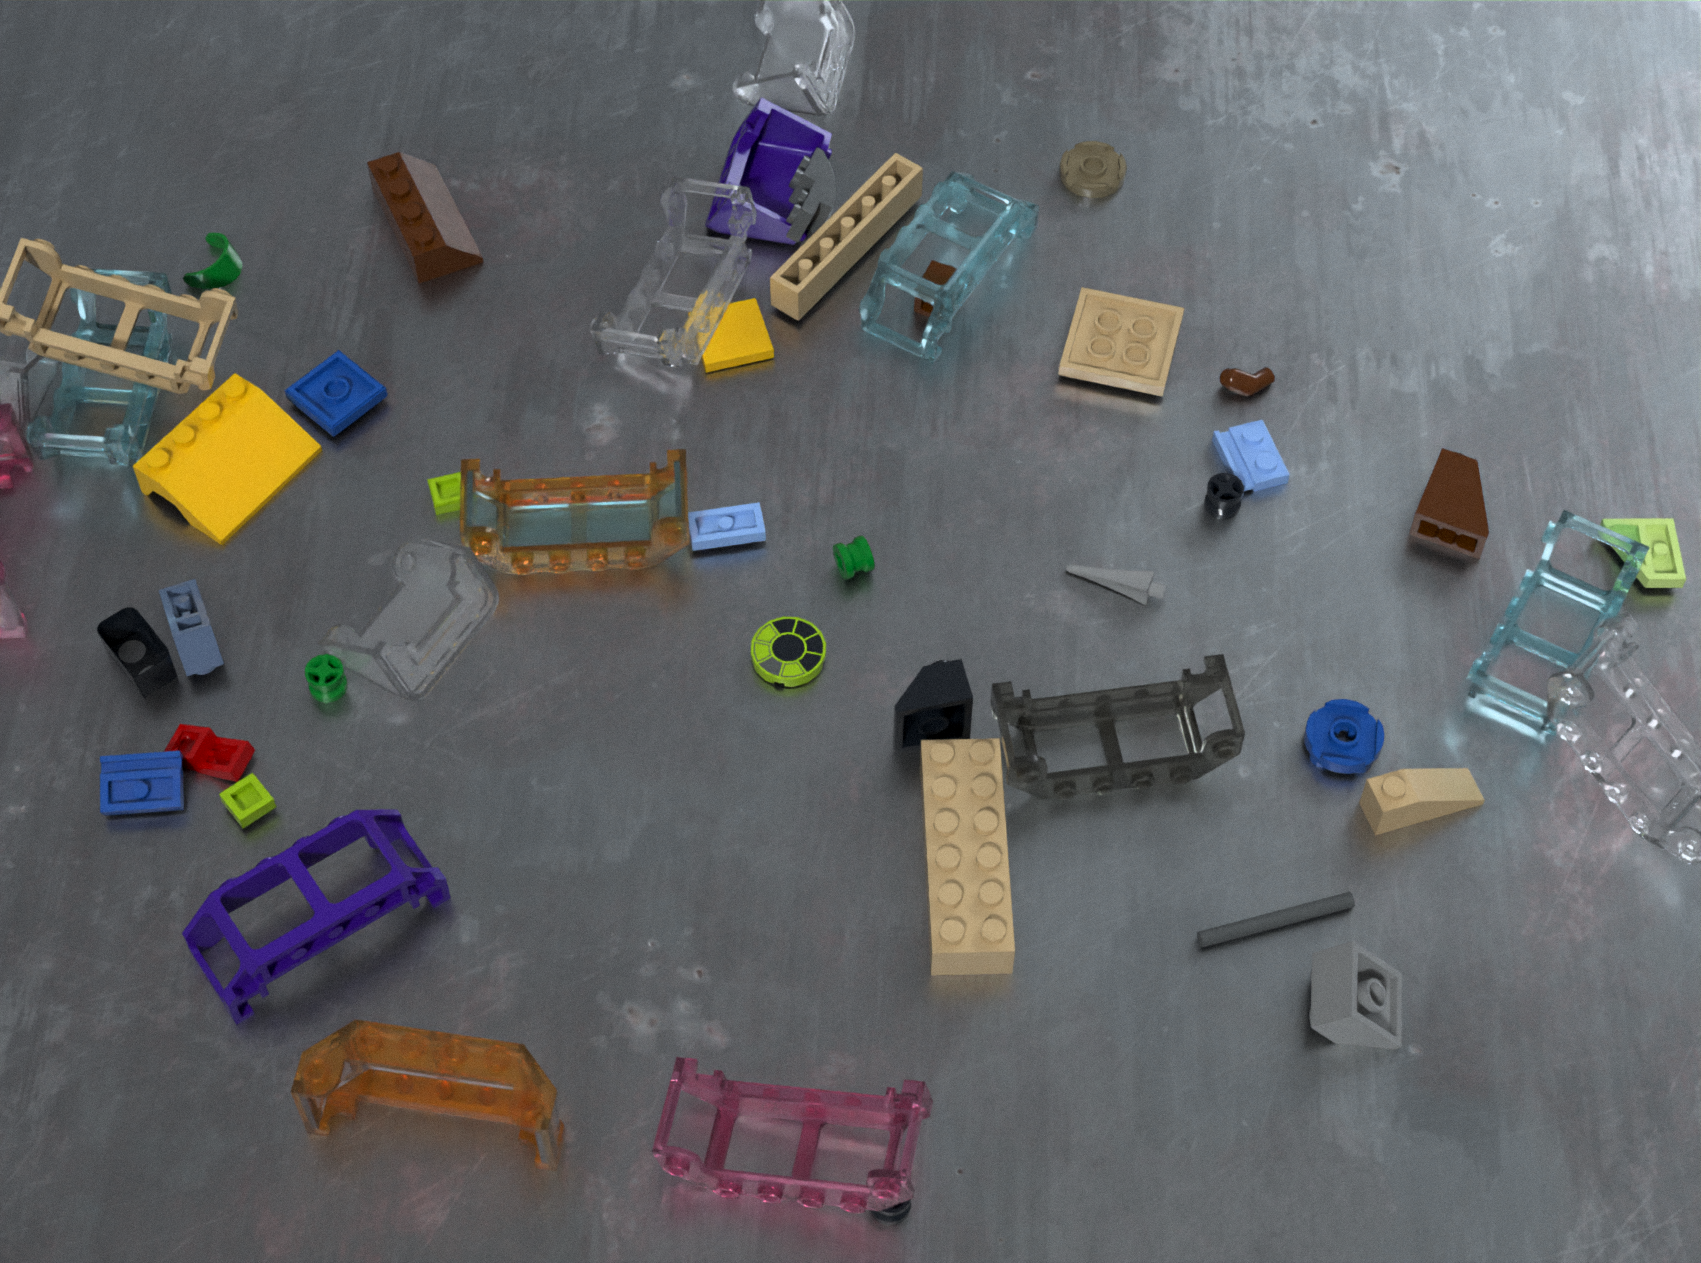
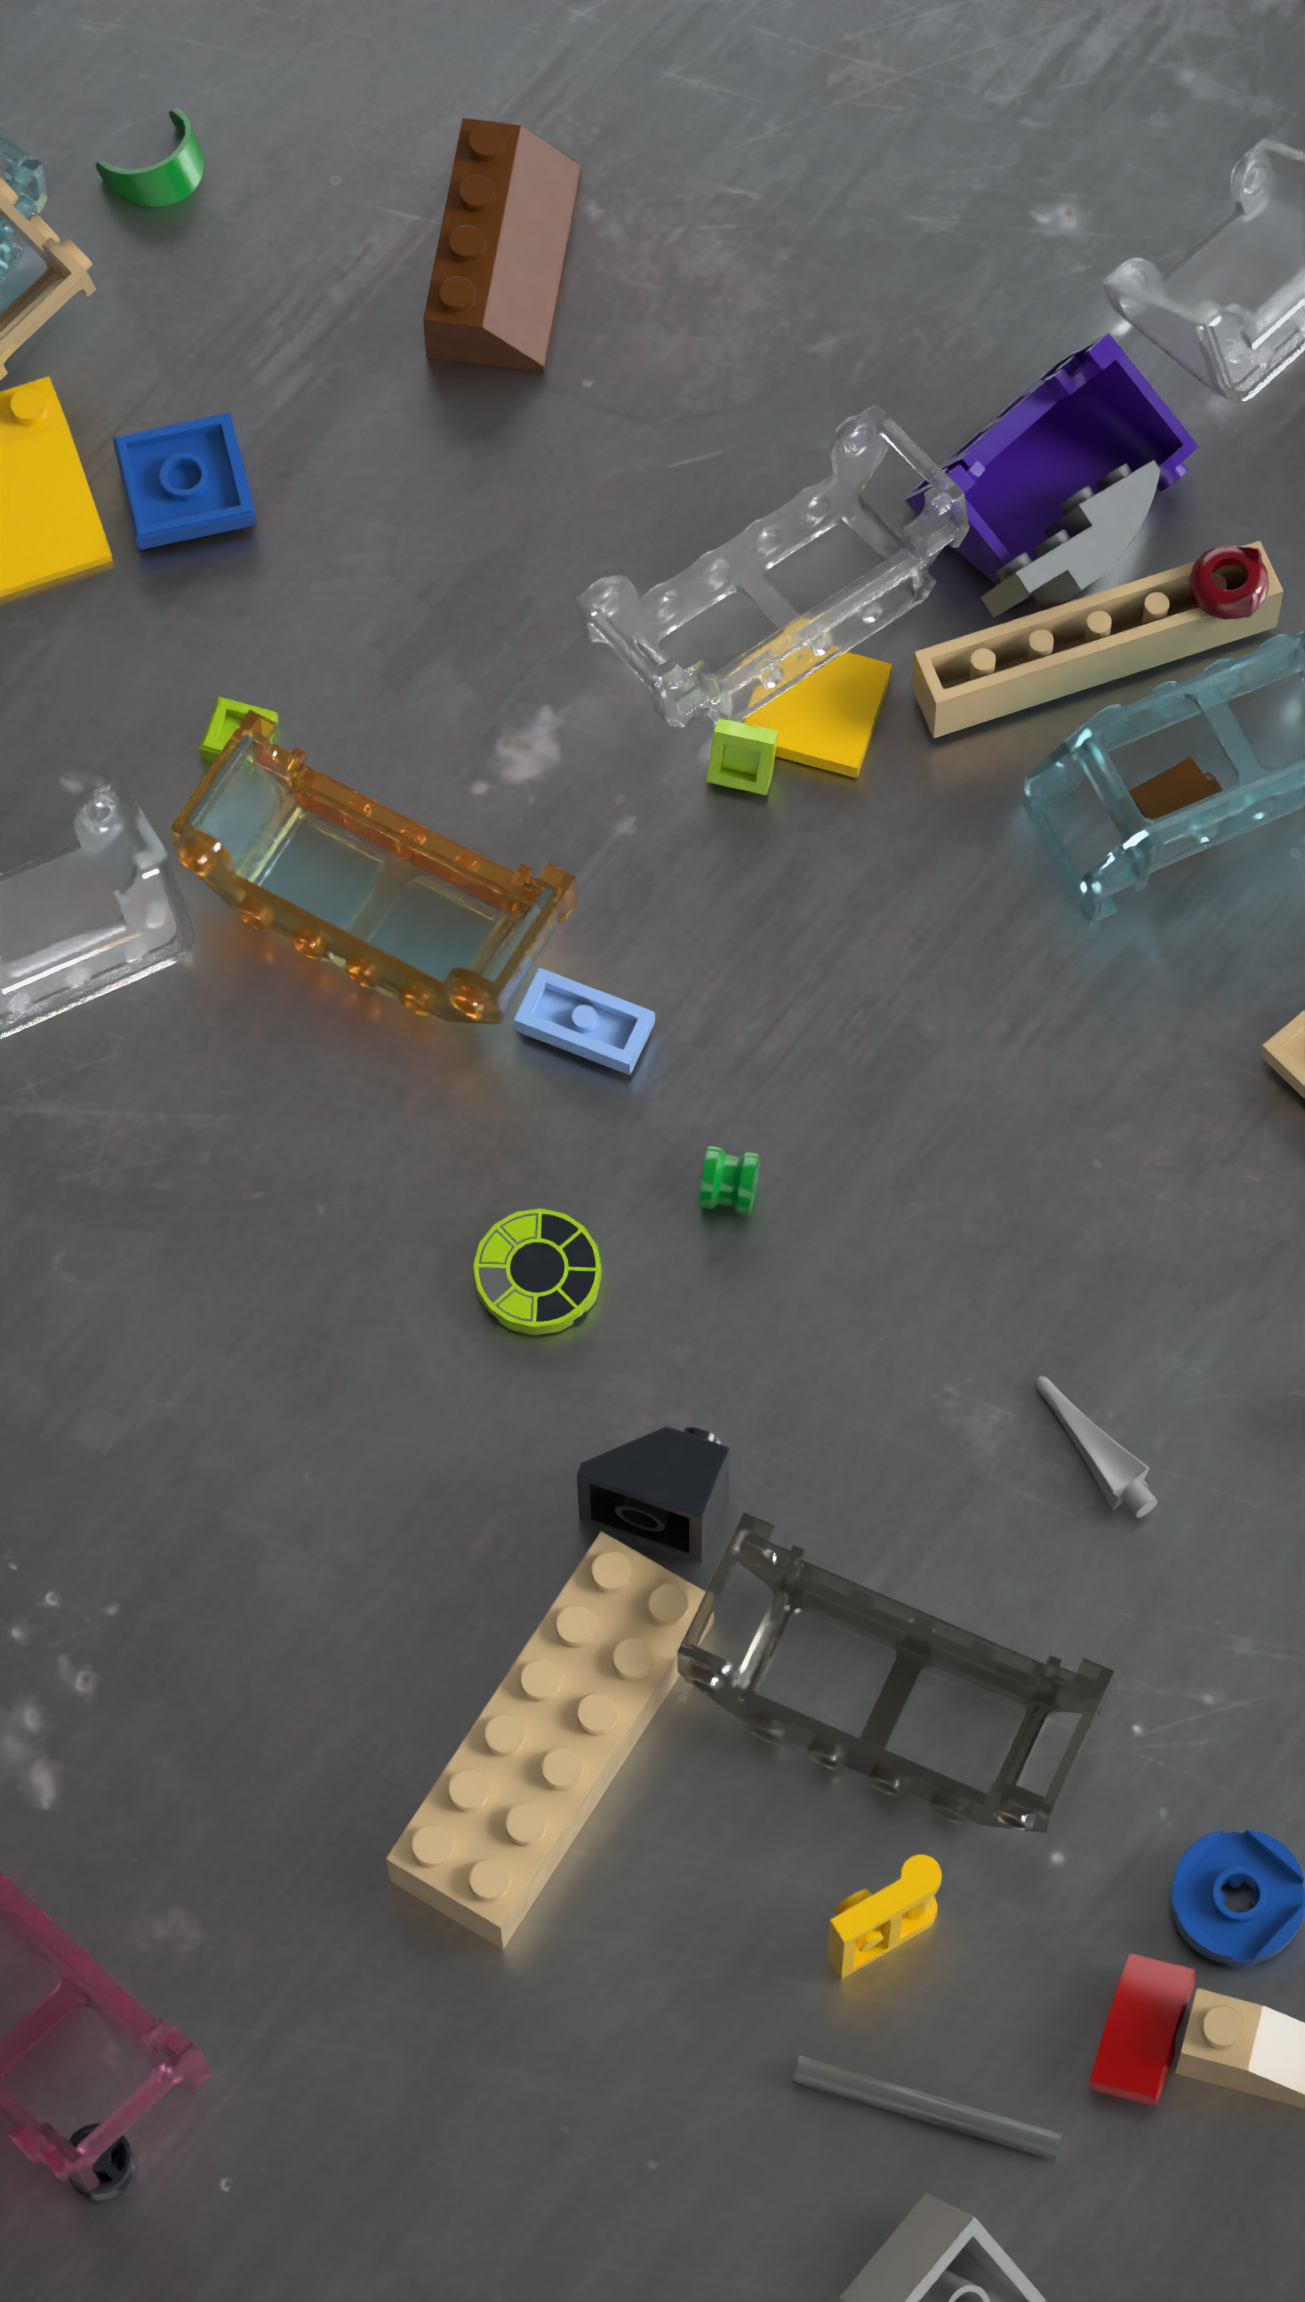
camera: 35 degrees right, 10 degrees up
(714, 371) = (742, 756): none -> lime plate
(900, 183) = (1229, 603): none -> dark red piece
(1194, 837) = (877, 1923): none -> yellow plate
(1349, 820) = (1142, 2029): none -> red slope

